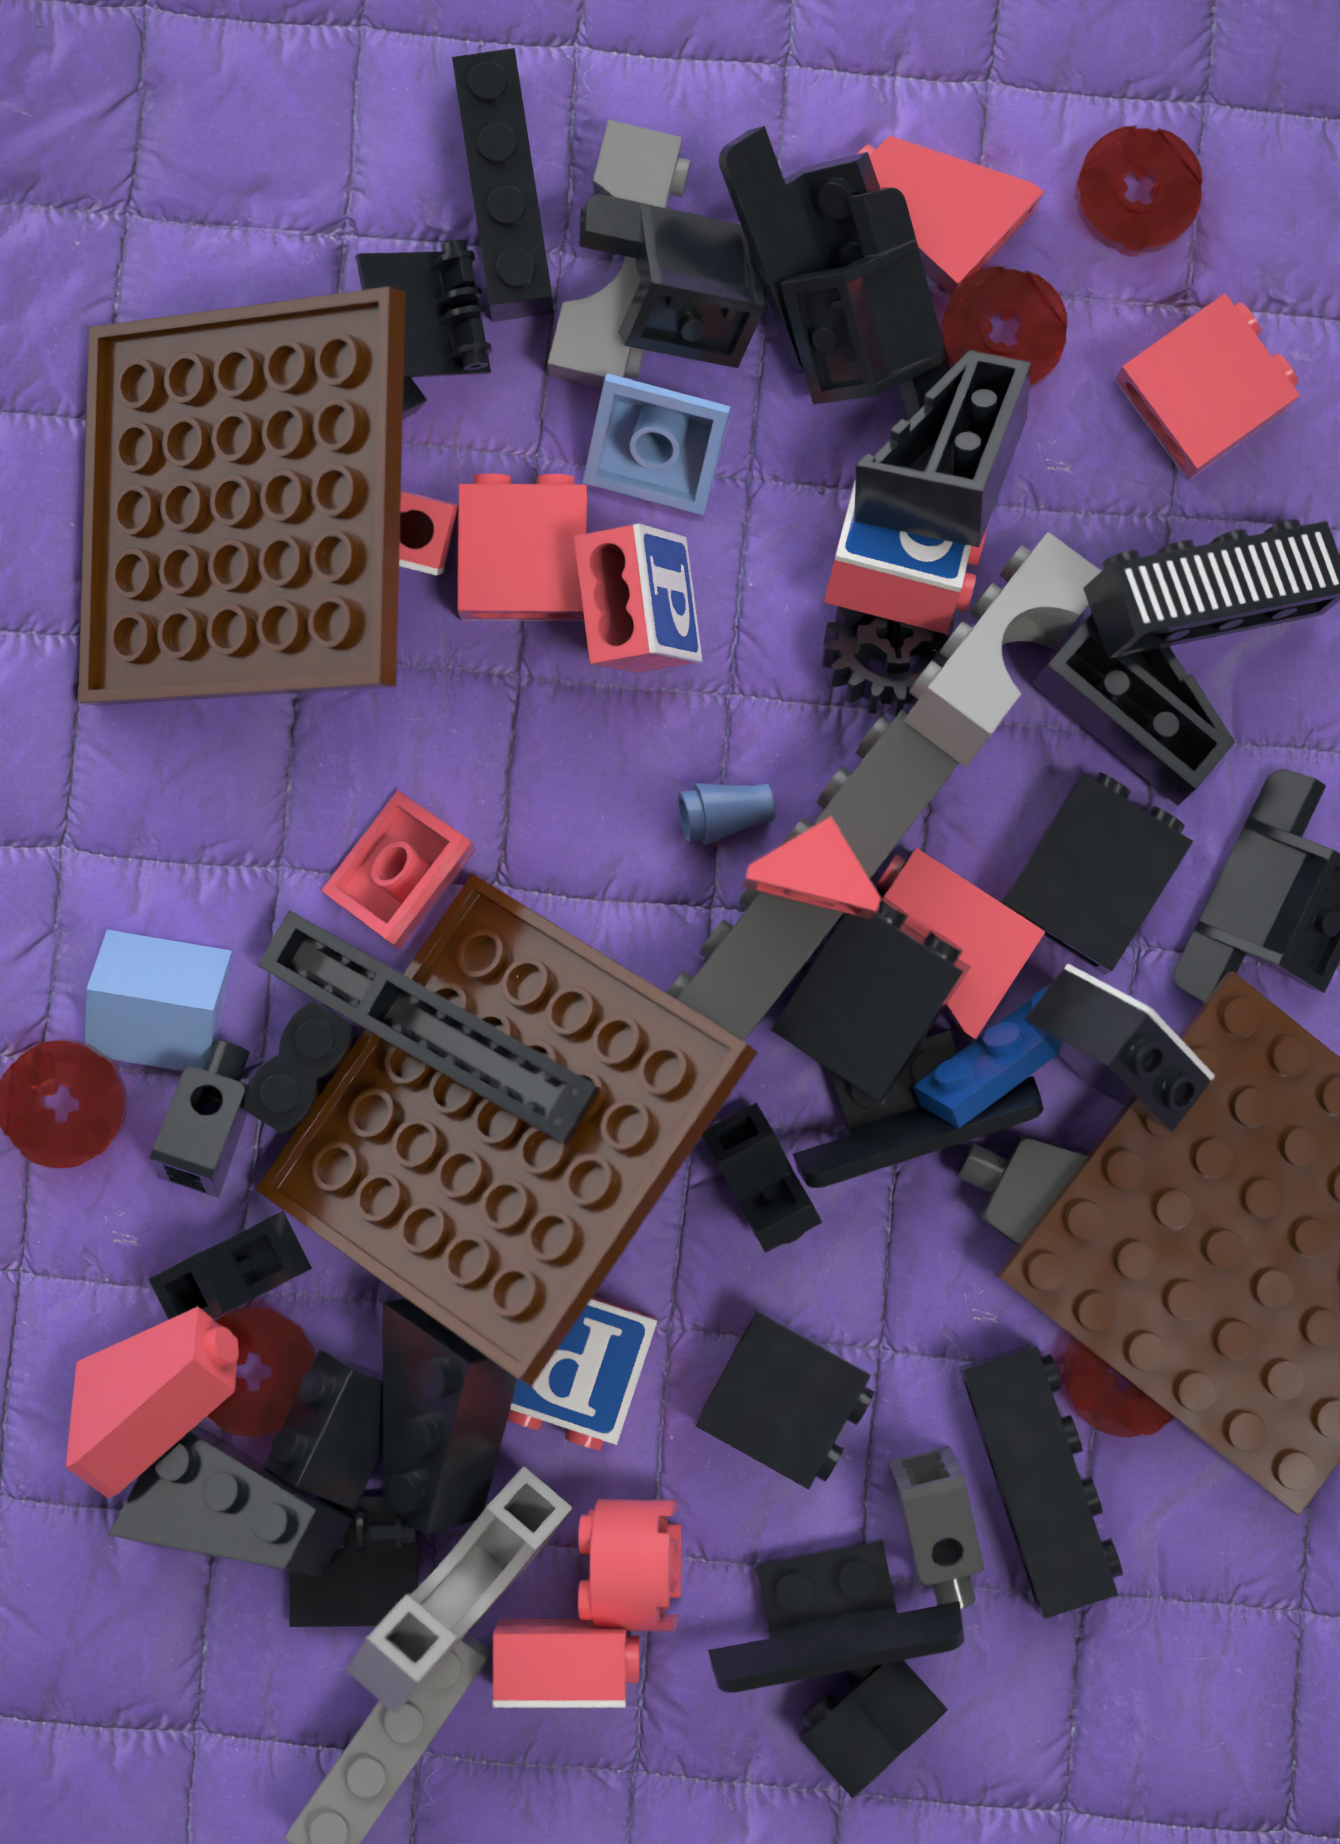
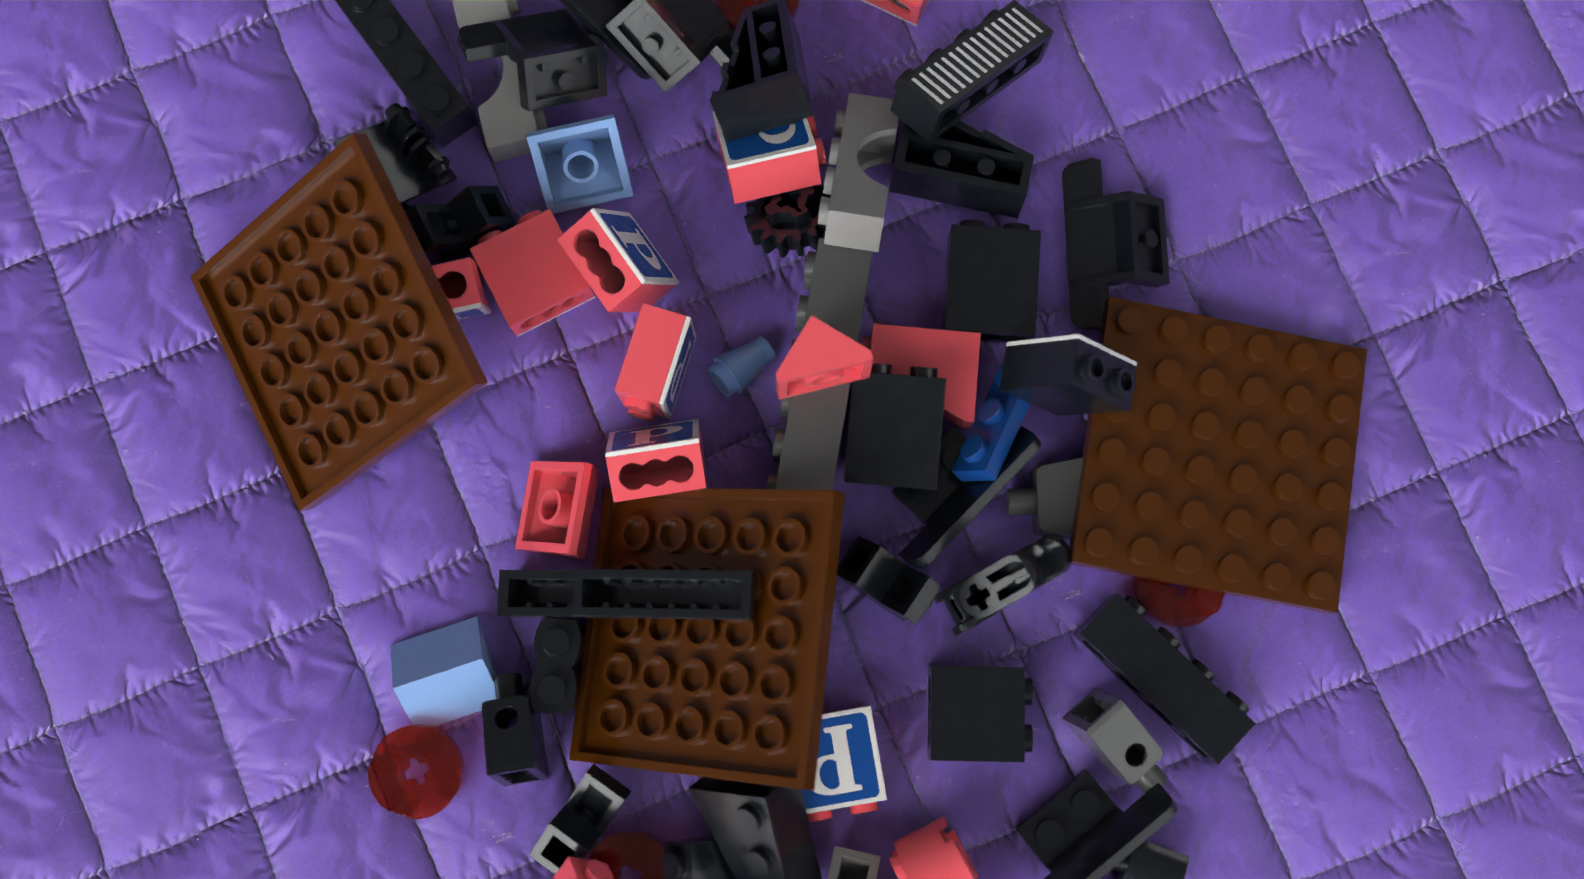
camera: 25 degrees left, 5 degrees down
(468, 439) = (461, 222): none -> black brick
(553, 878) = (656, 460): none -> coral piece
(616, 754) = (655, 362): none -> coral piece
(906, 1258) = (1005, 581): none -> black piece

